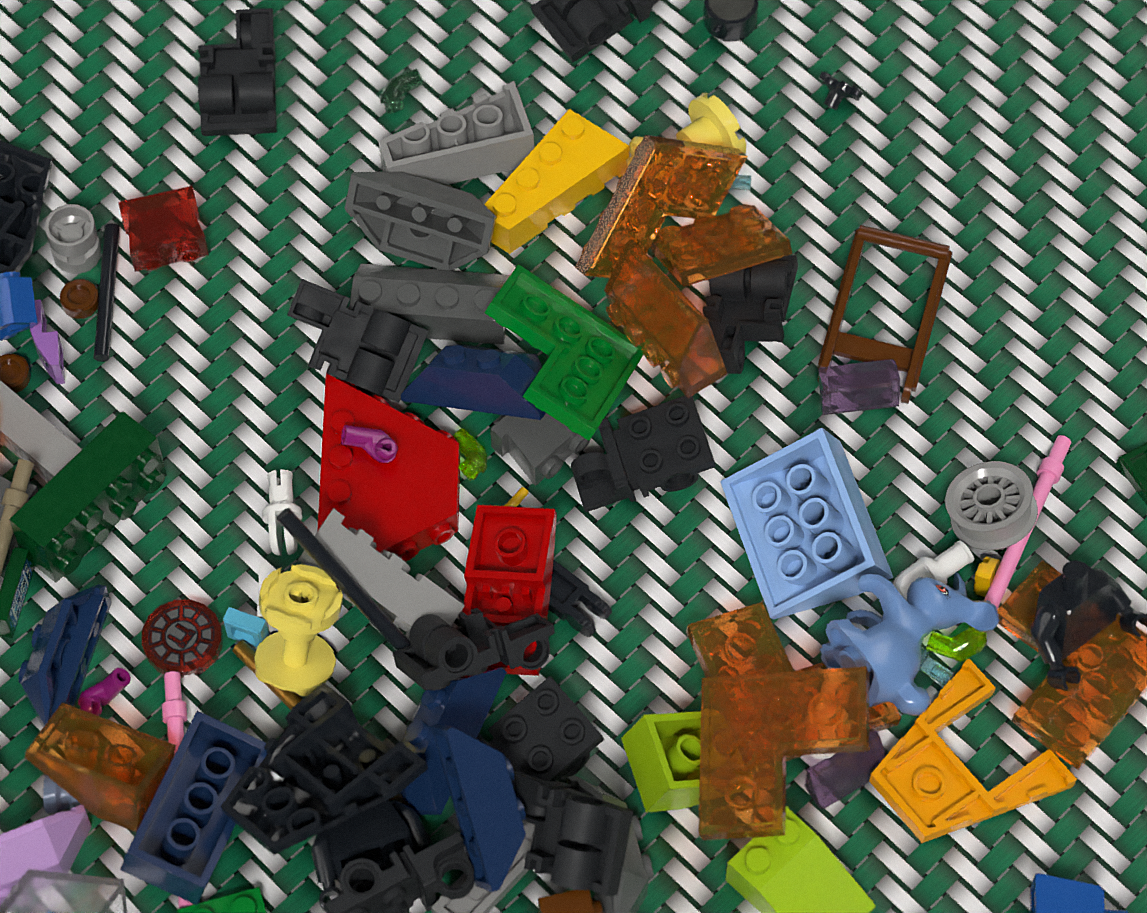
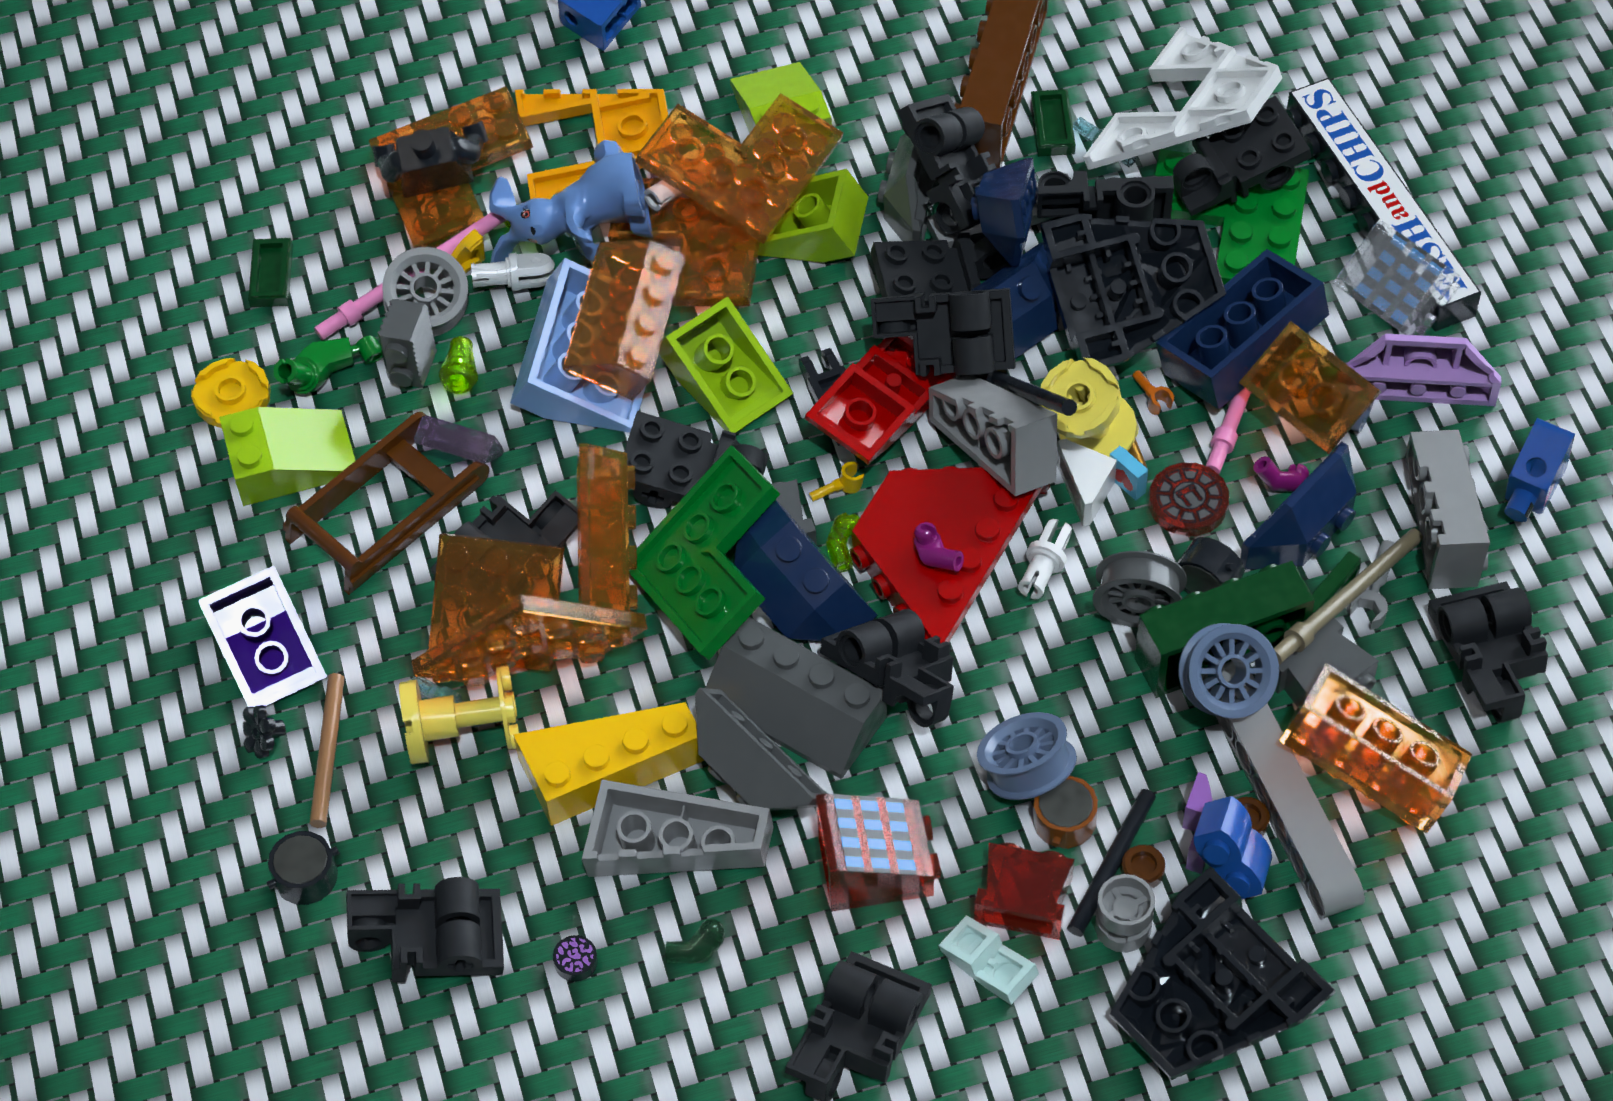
camera: 150 degrees left, 5 degrees down
(60, 428) = (1260, 688): none -> sand blue wheel
(127, 555) = (1209, 564): none -> black piece
(158, 174) = (987, 960): none -> light aqua slope
(160, 305) = (1066, 814): none -> piece
(177, 496) = (1134, 583): none -> dark grey wheel
(202, 297) = (1026, 756): none -> sand blue wheel
(259, 730) = (1154, 393): none -> orange hand
(295, 196) = (874, 850): none -> clear red slope
(485, 44) = (575, 958): none -> black tile
(676, 565) = (724, 367): none -> lime slope
(781, 107) = (327, 750): none -> medium nougat bar
(788, 549) = (624, 315): none -> clear orange slope
(897, 155) = (262, 638): none -> slope
(912, 460) = (459, 367): none -> clear neon green cone
(964, 434) = (407, 343): none -> dark grey brick
(1000, 314) = (285, 450): none -> lime slope
(1039, 403) = (321, 359): none -> green arm
(1095, 354) = (229, 388): none -> yellow tile

